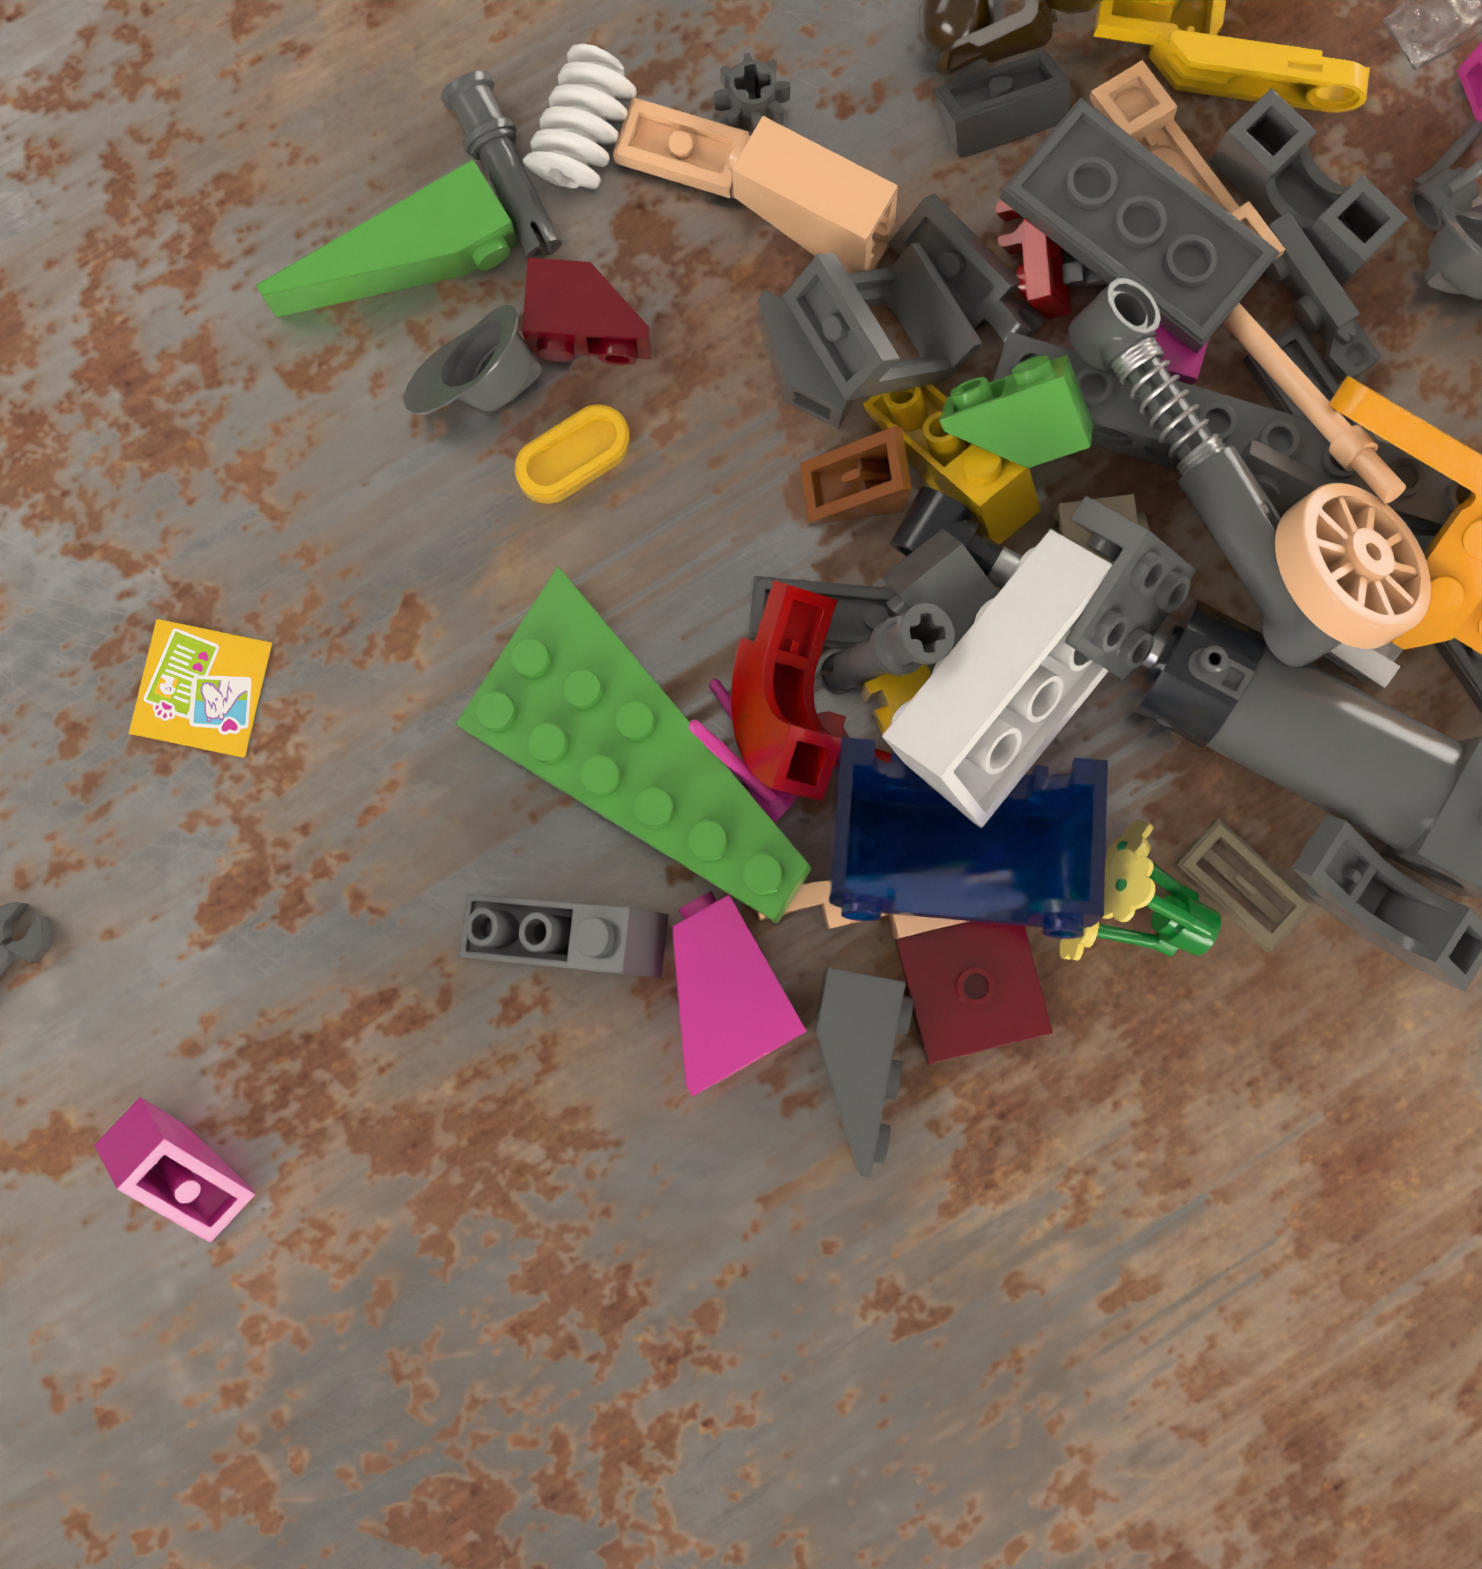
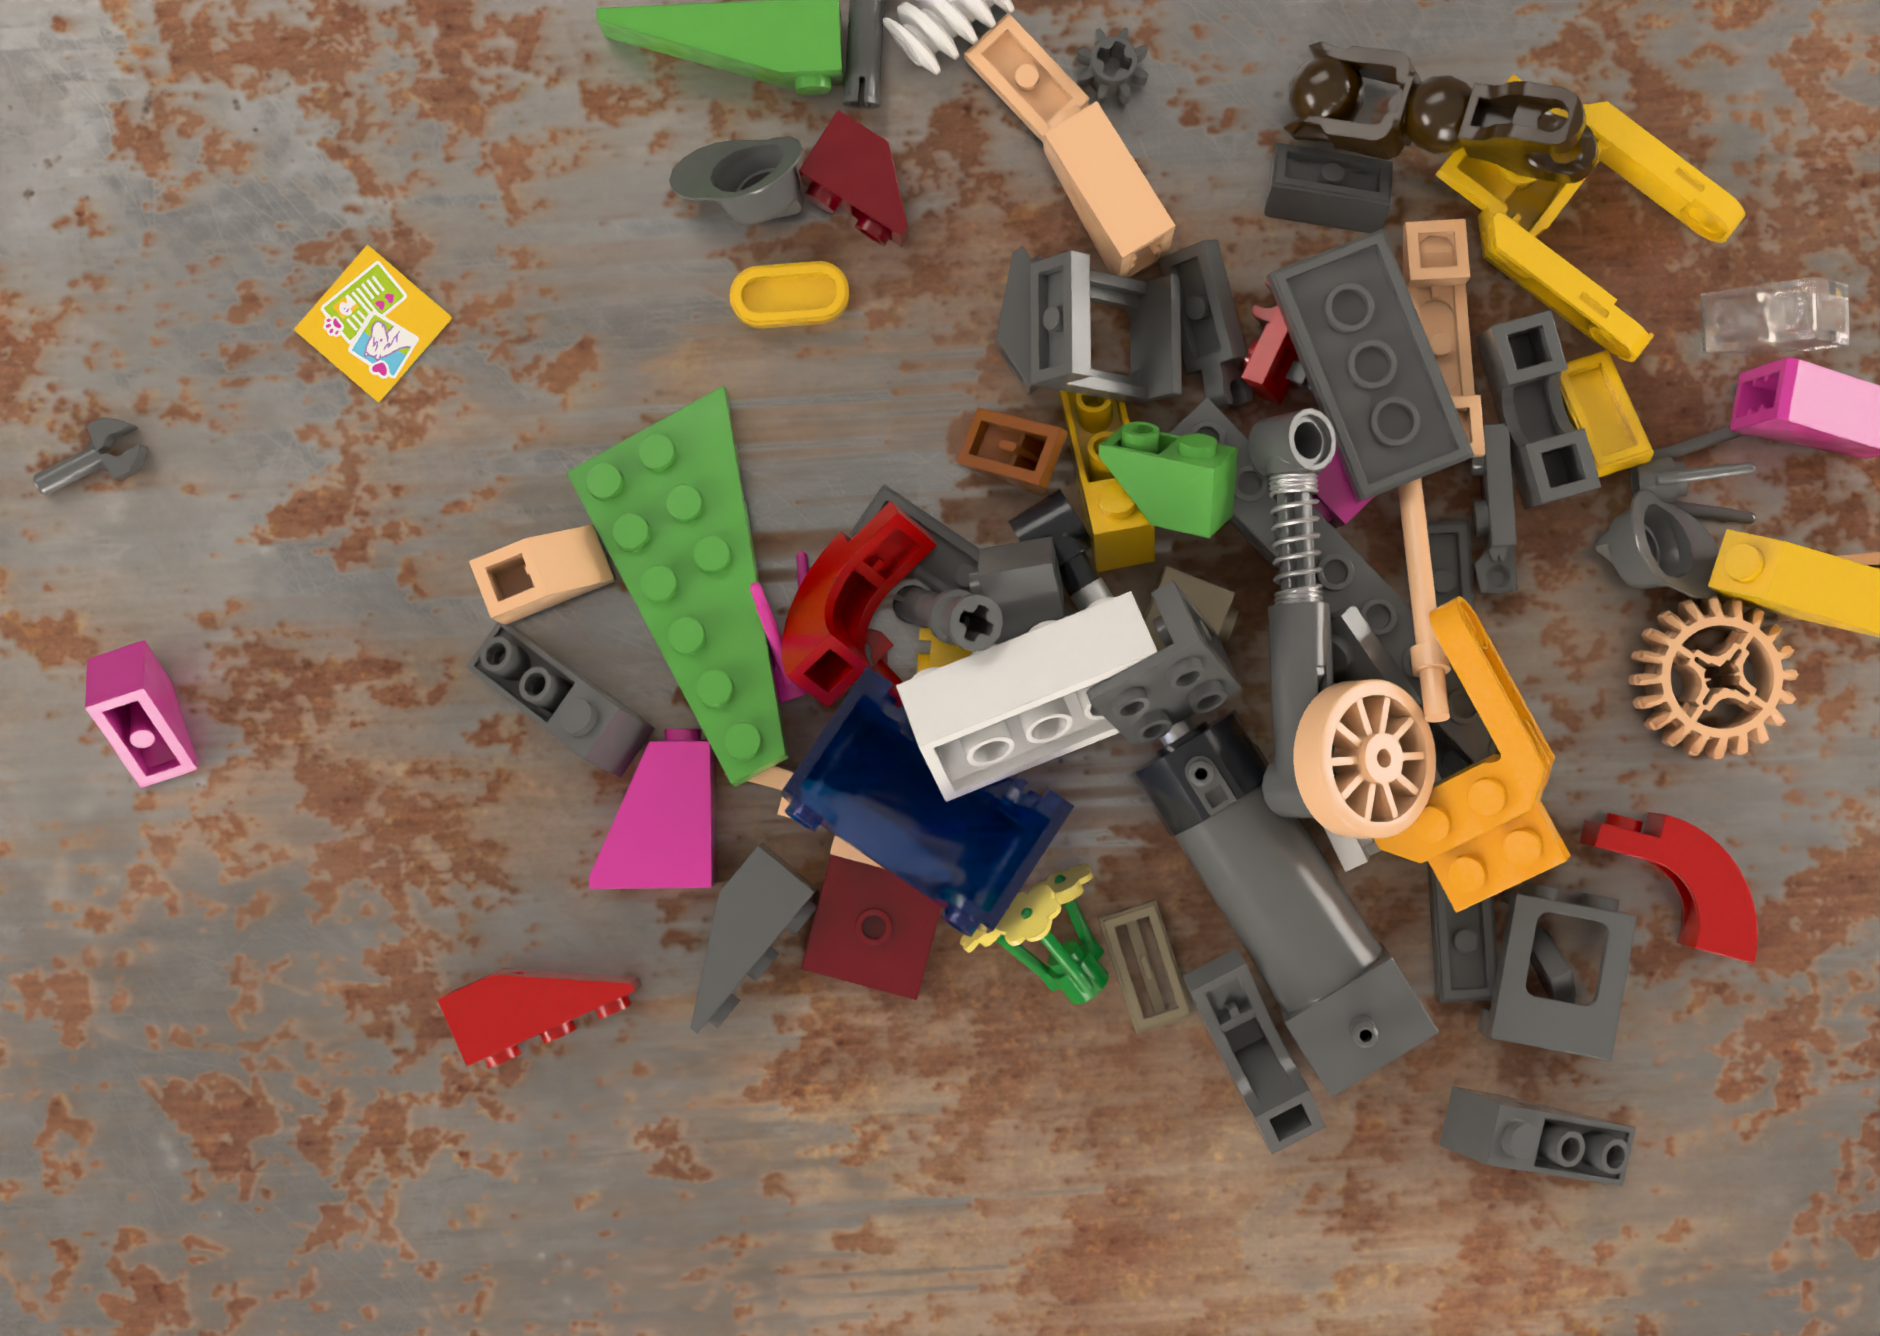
camera: 30 degrees right, 5 degrees up
(483, 826) = (541, 572): none -> light nougat slope
(682, 1249) = (517, 1004): none -> red slope
(1349, 151) = (1601, 405): none -> yellow tile

